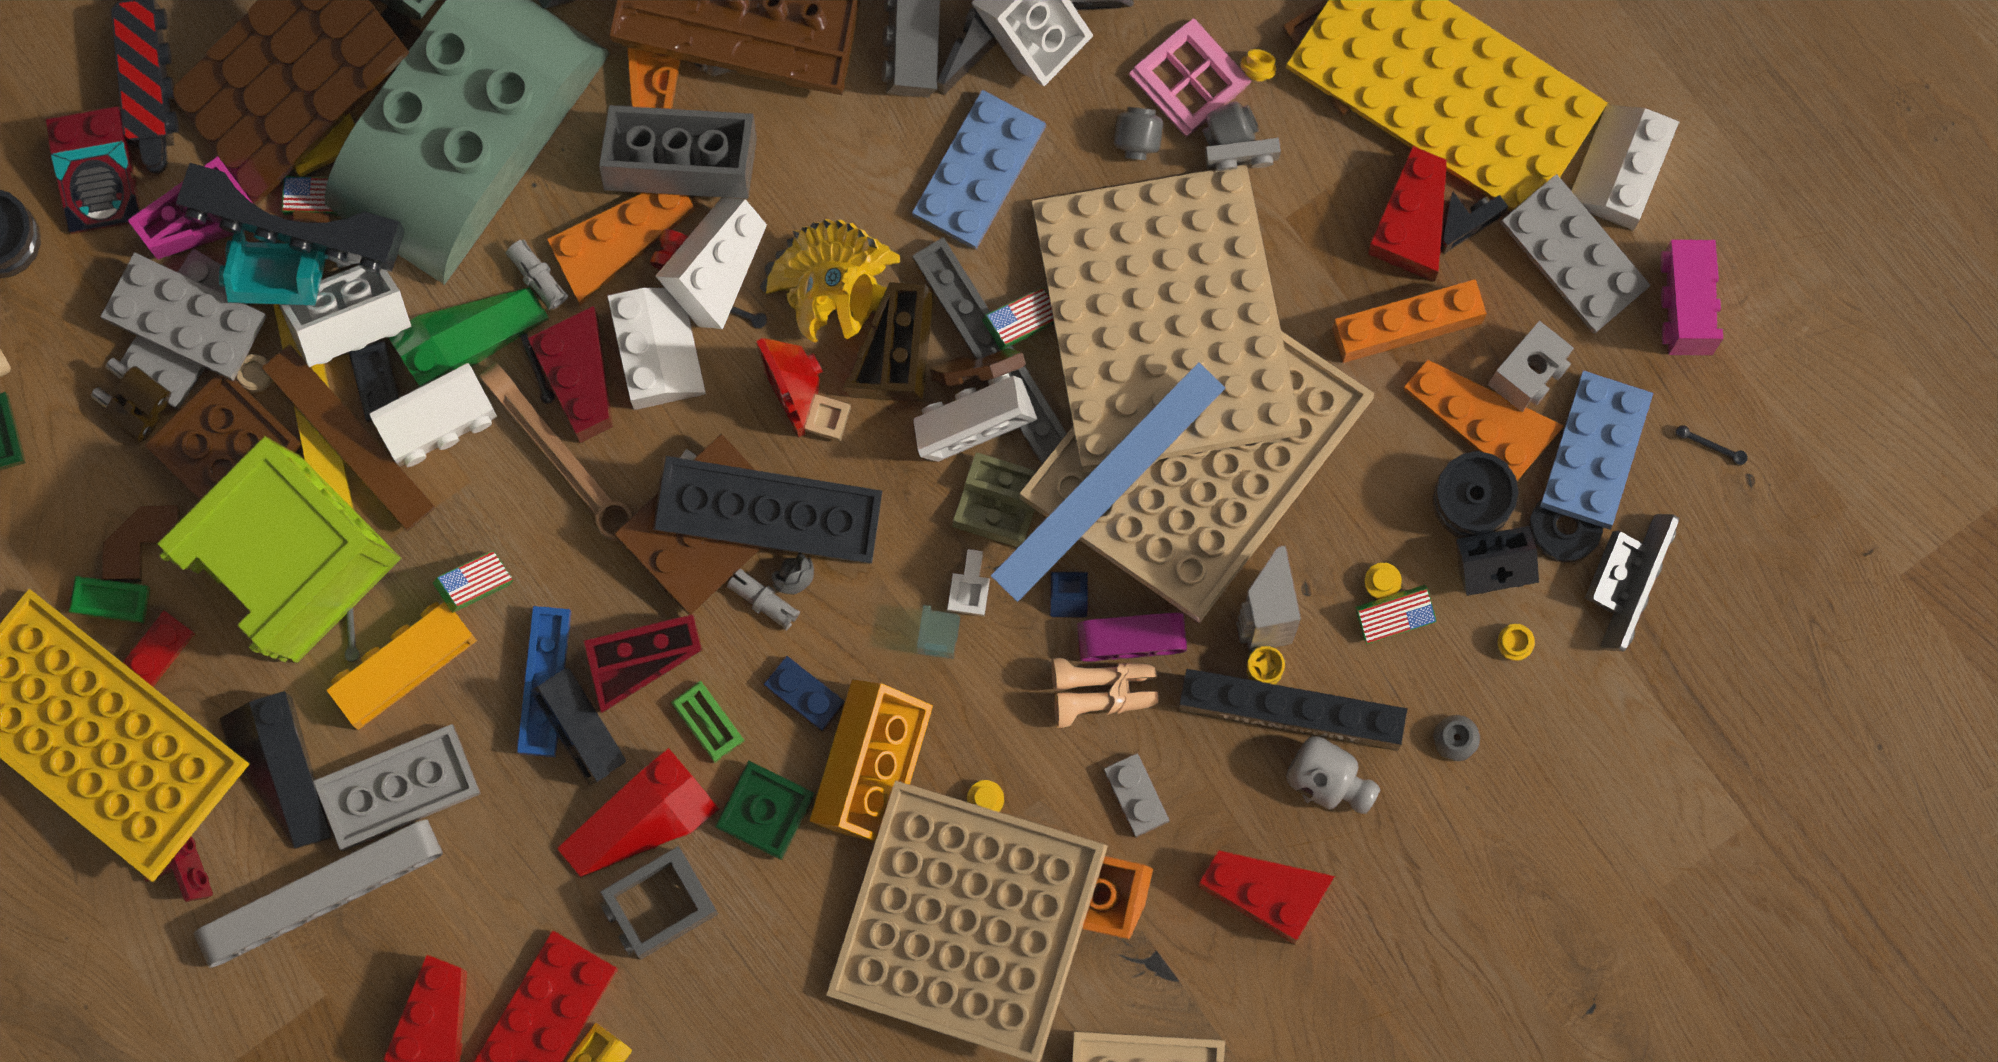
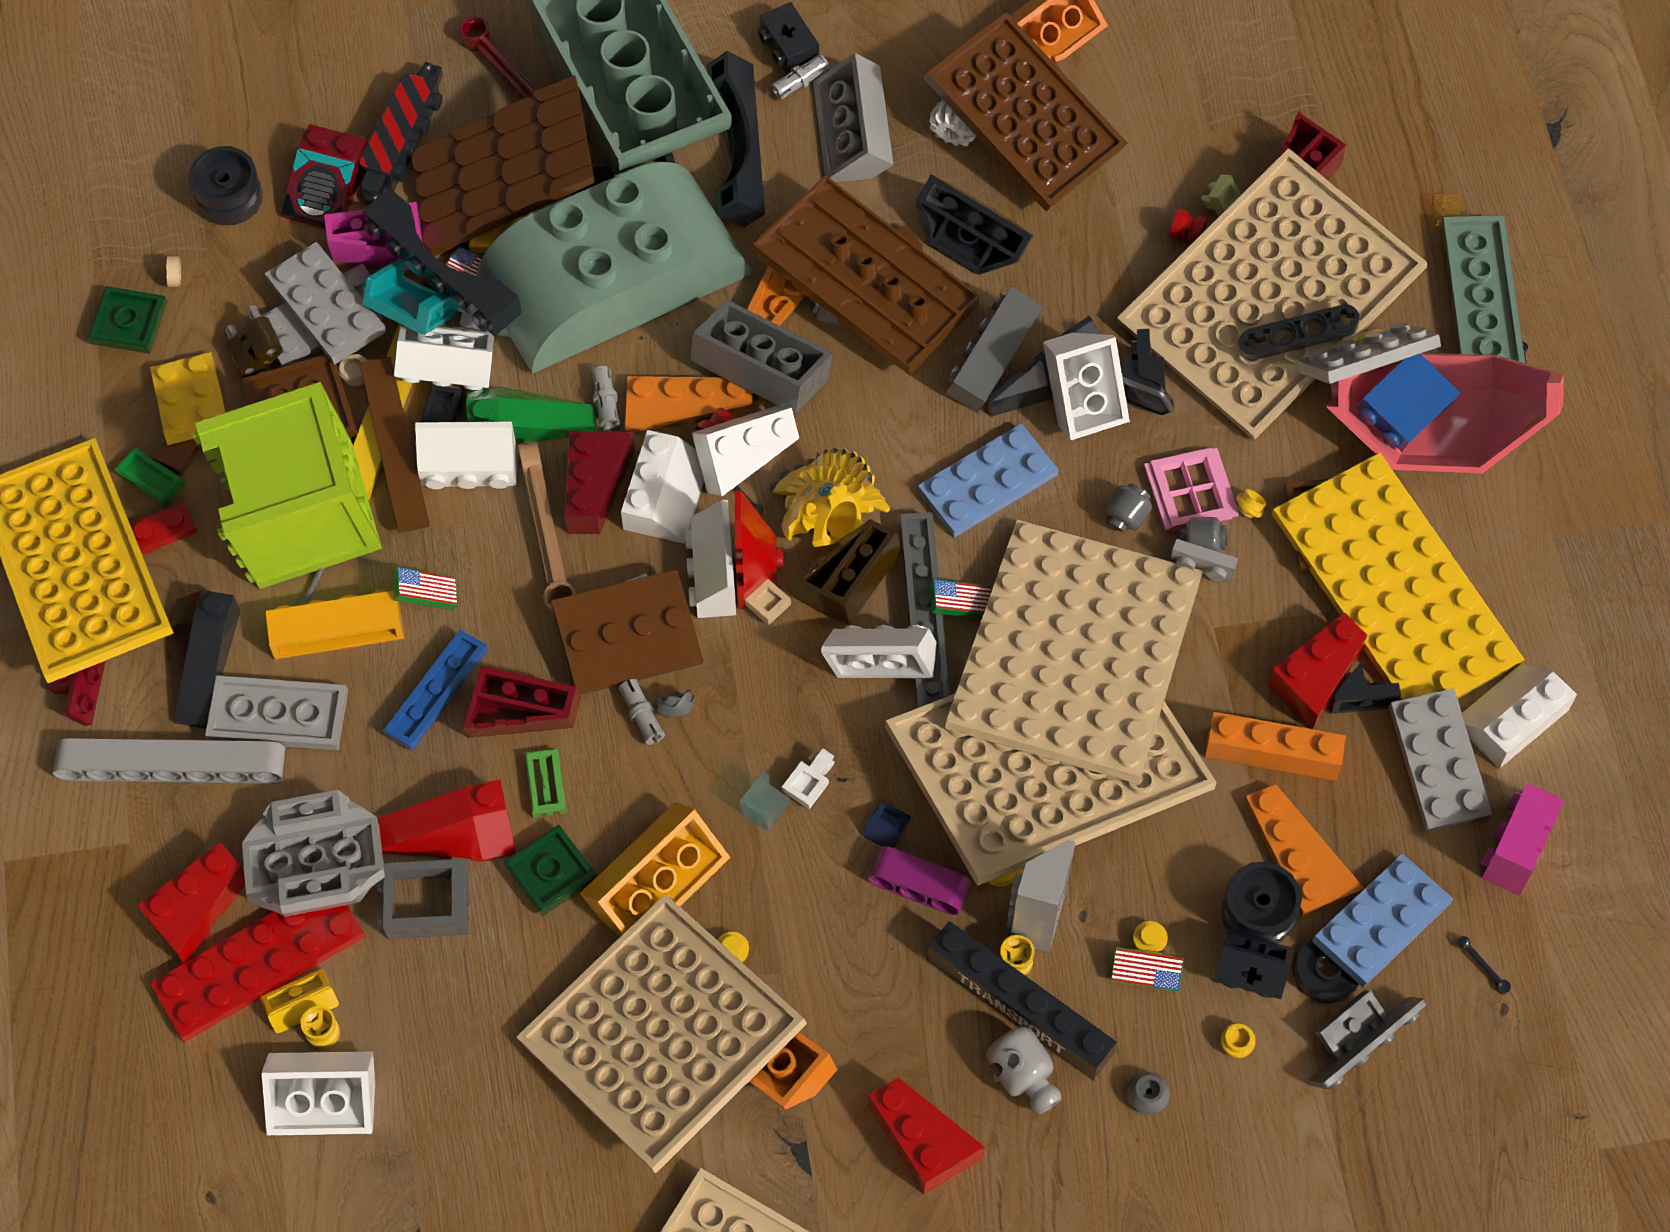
camera: 25 degrees right, 15 degrees down
(101, 493) = (187, 394): none -> yellow plate
(507, 897) = (312, 854): none -> light grey piece
(546, 396) = (561, 486): black hinge -> none
(578, 726) = (442, 733): black panel -> none
(750, 405) = (711, 562): none -> white slope
(767, 510) = (680, 641): black plate -> none
(804, 693) = (632, 798): dark blue plate -> none
(986, 368) = (906, 616): reddish brown tile -> none
(993, 501) = (861, 727): olive slope -> none
(1108, 482) = (960, 740): medium blue tile -> none
(1117, 698) = (881, 922): light nougat piece -> none
(1136, 795) = (856, 1007): light grey plate -> none
(1541, 350) = (1359, 826): light grey brick -> none

